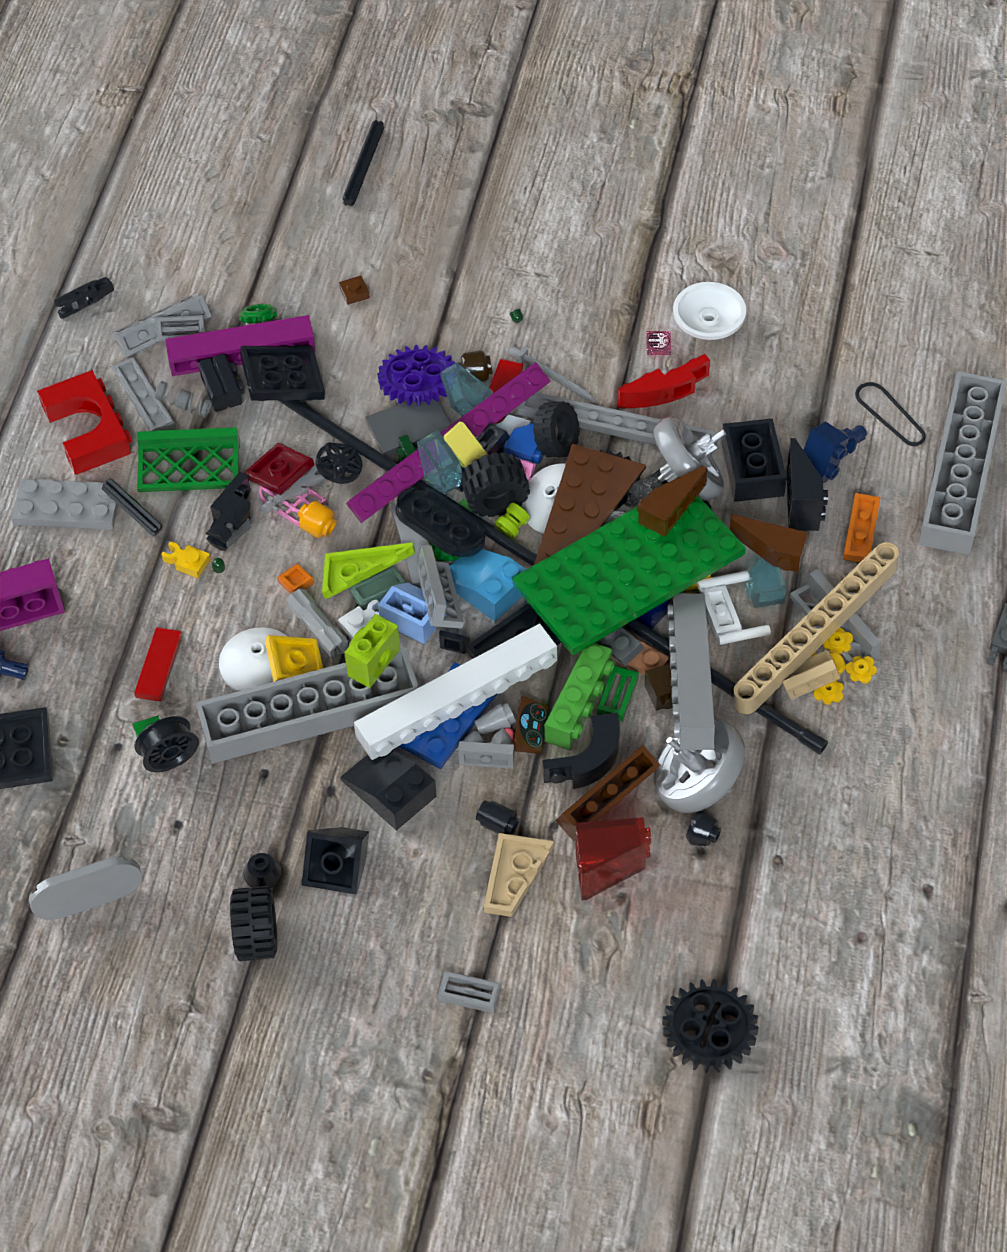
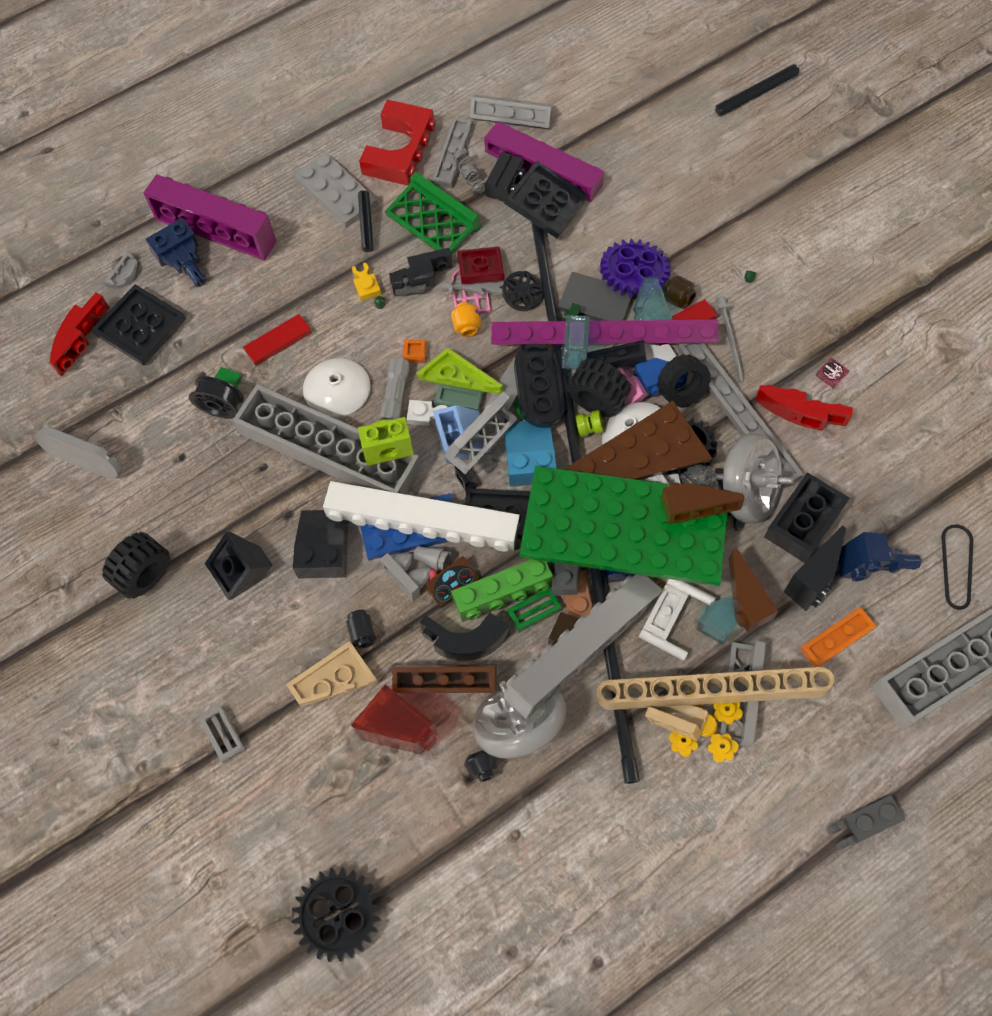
camera: 45 degrees right, 10 degrees up
(83, 296) = (483, 57): black hinge -> none
(177, 319) = (531, 130): light grey tile -> none
(258, 313) = (576, 147): green gear -> none
(262, 871) = (191, 533): black cone -> none
(292, 656) = (352, 404): yellow tile -> none
(354, 290) = (658, 176): reddish brown plate -> none
(464, 444) = (602, 343): light yellow piece -> none
(709, 310) = (893, 367): white dish -> none

